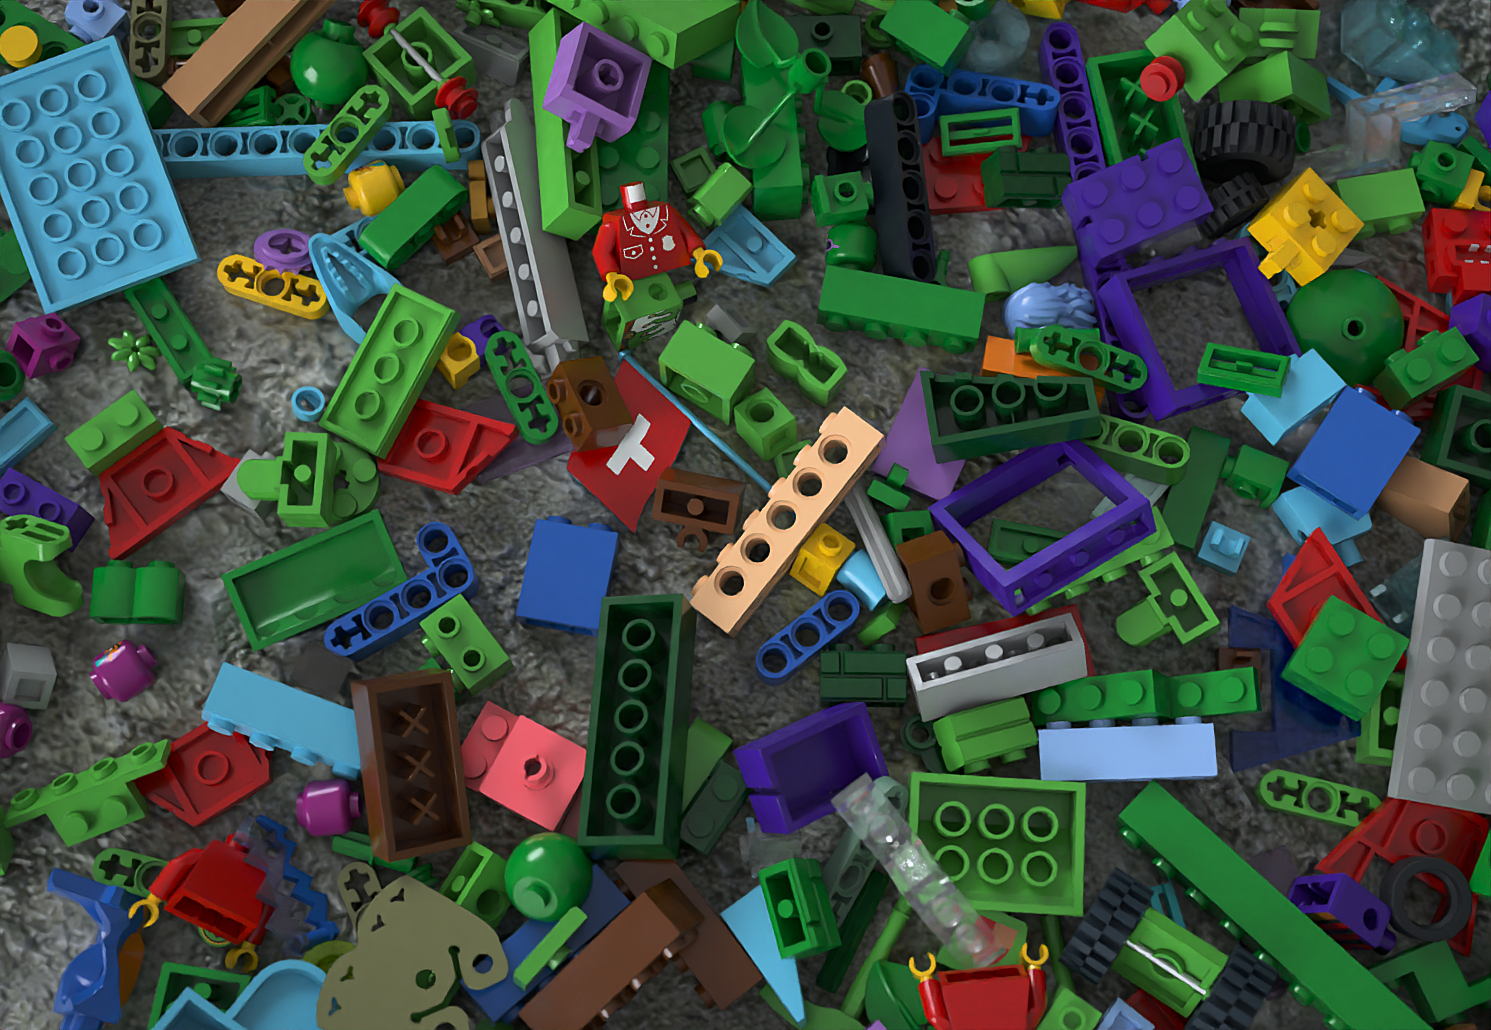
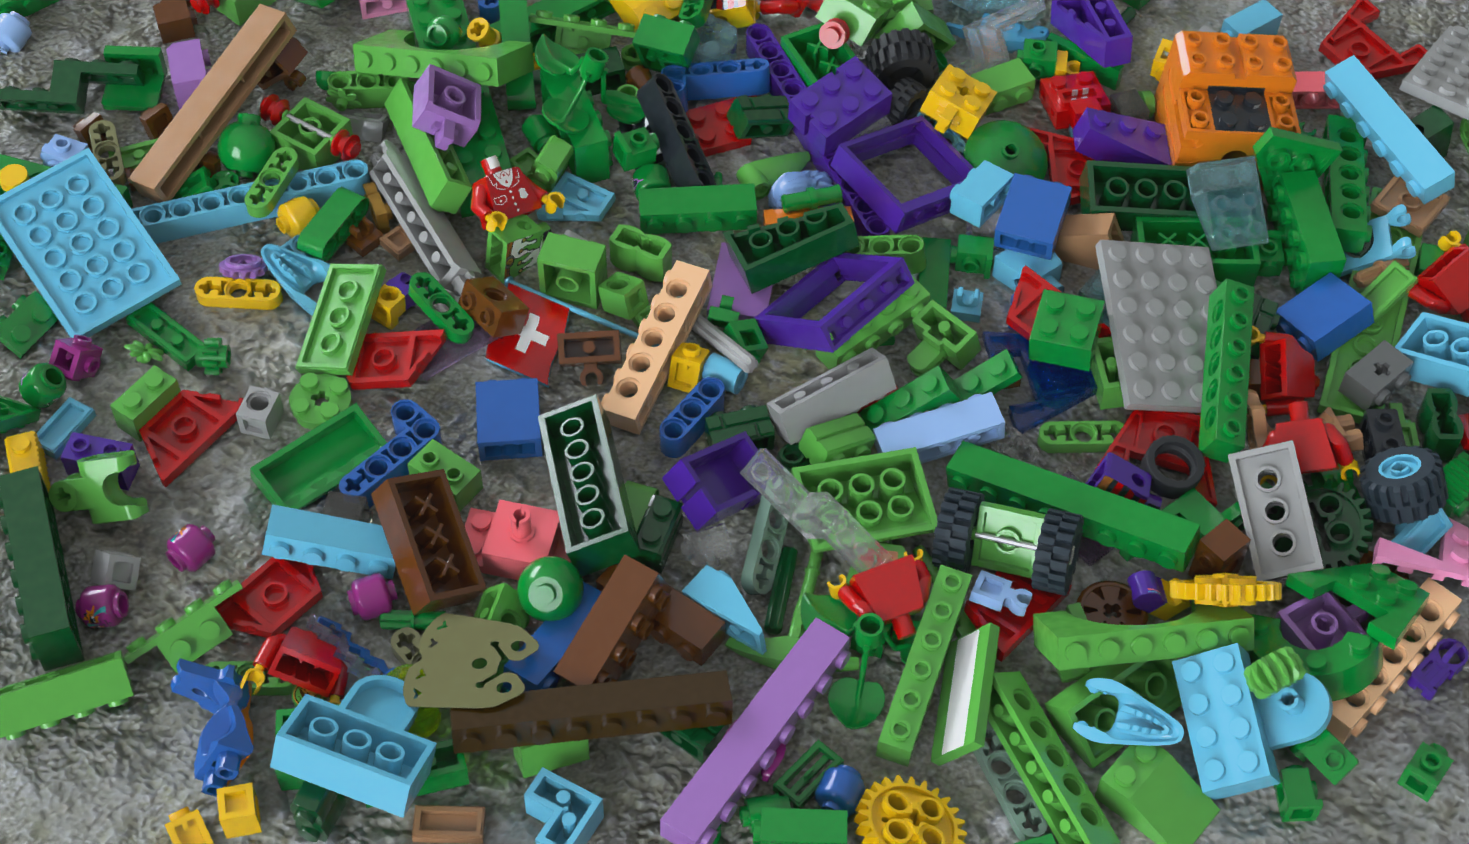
camera: 15 degrees left, 20 degrees down
(138, 594) = (188, 499): green brick -> none
(297, 480) = (293, 391): bright green brick -> none
(314, 400) = (285, 356): medium azure hinge -> none
(446, 135) = (340, 159): bright green tile -> none
(551, 949) = (565, 627): bright green plate -> none
(799, 908) = (738, 563): green brick -> none
(881, 622) = (743, 396): bright green tile -> none
(923, 563) = (787, 367): reddish brown brick -> none
(975, 117) = (727, 101): green tile -> none
(1104, 352) = (818, 189): green beam -> none
(1242, 374) = (943, 180): green tile -> none
(1426, 369) = (1066, 160): green brick -> none

